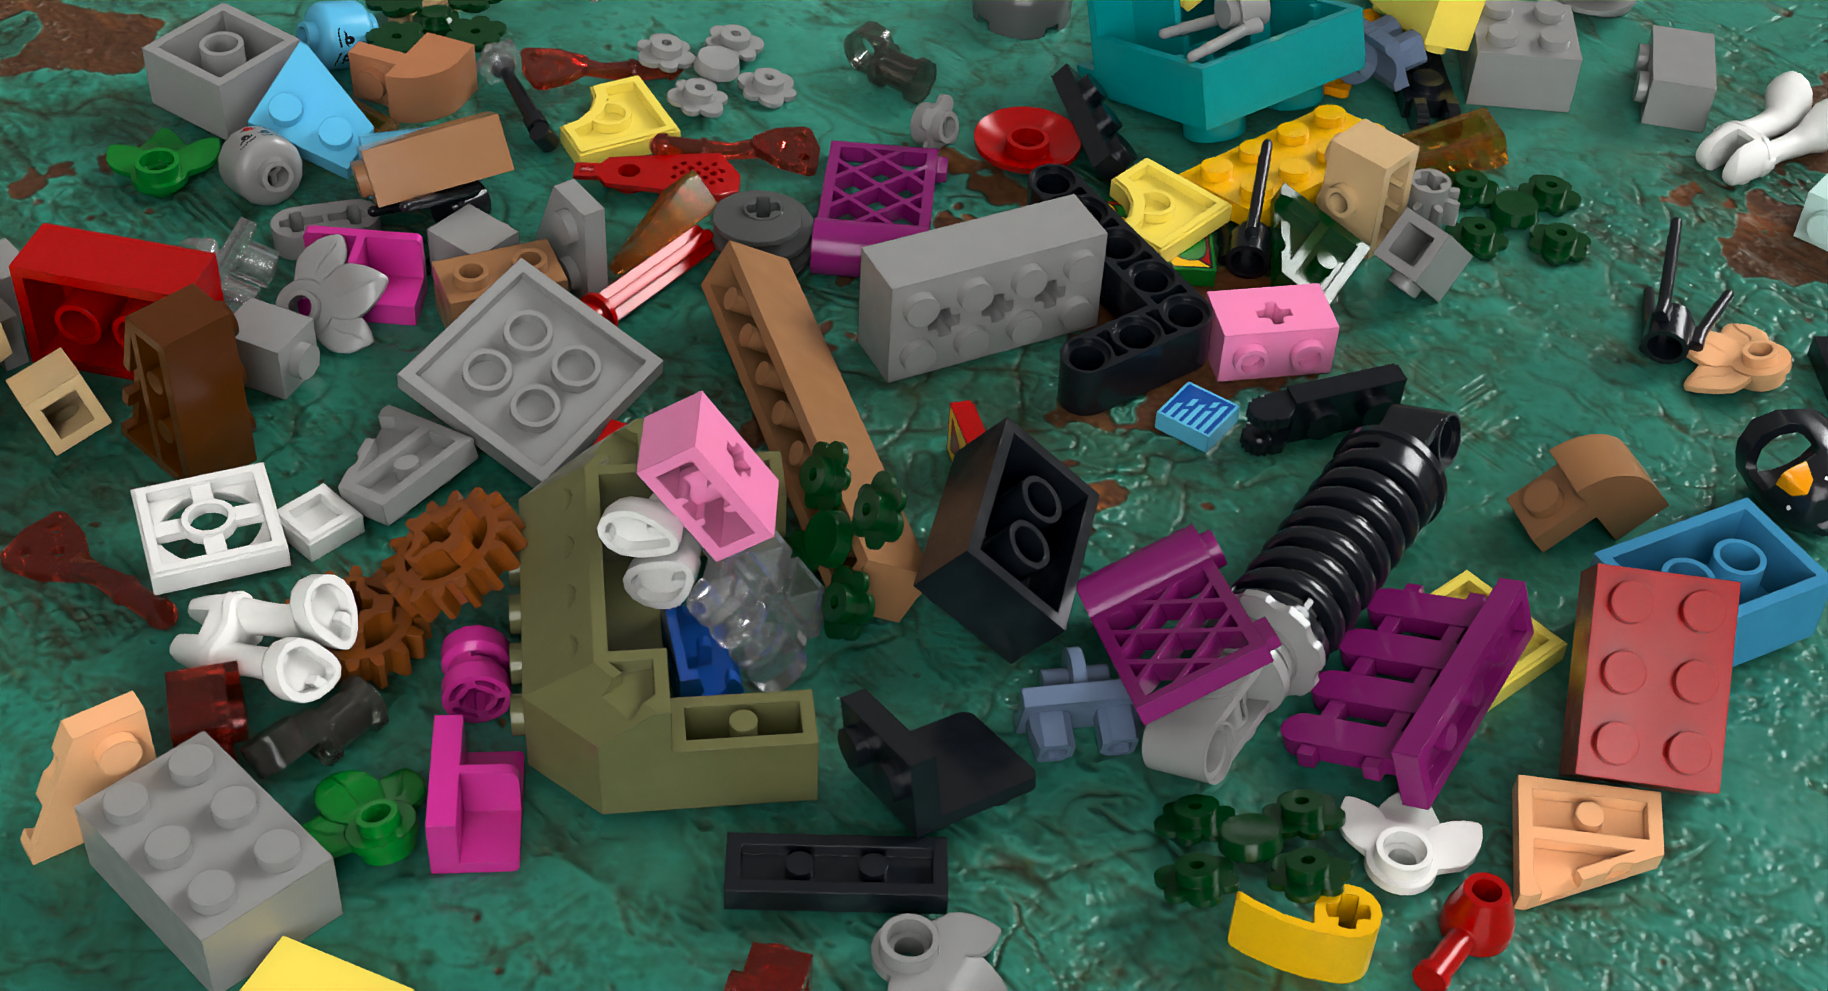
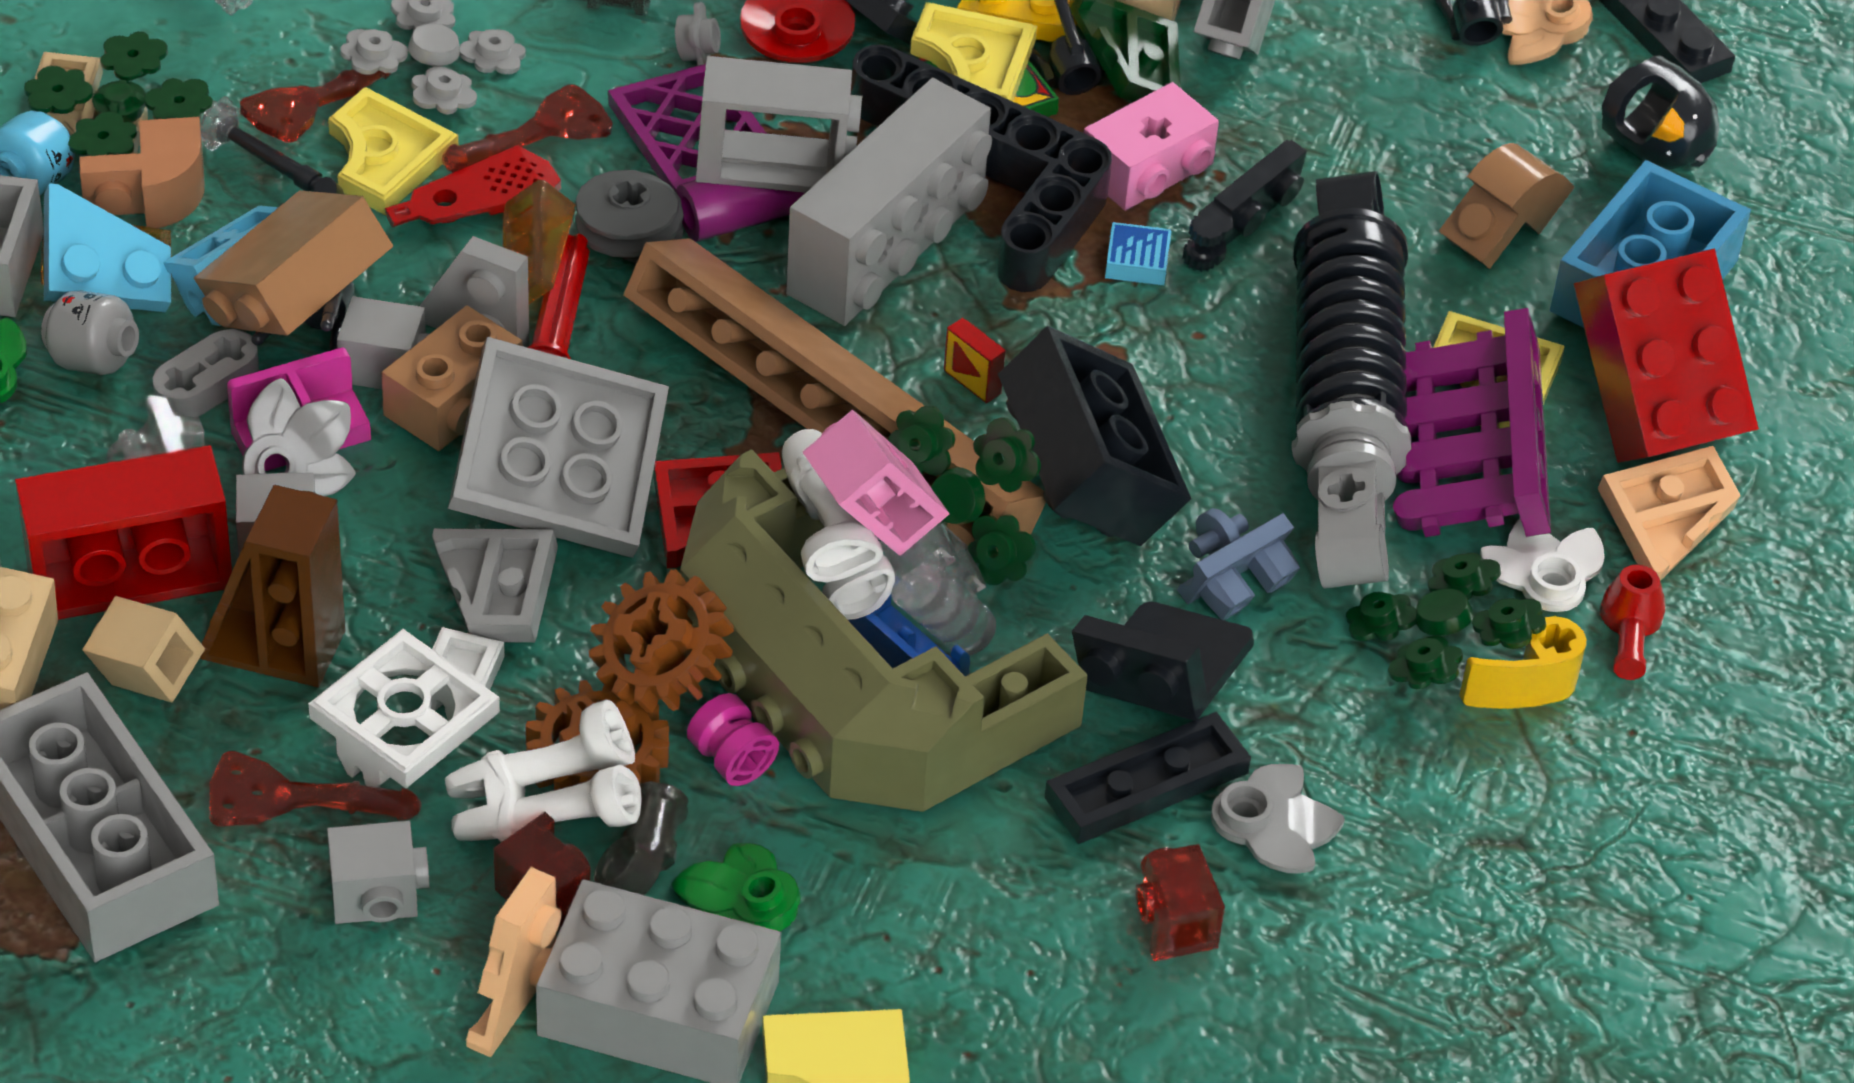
camera: 30 degrees left, 5 degrees up
(68, 655) = (375, 872): none -> light grey brick
(472, 804) = (815, 846): dark pink panel -> none
(873, 133) = (781, 89): none -> light grey window
(1156, 588) = (1236, 429): magenta piece -> none

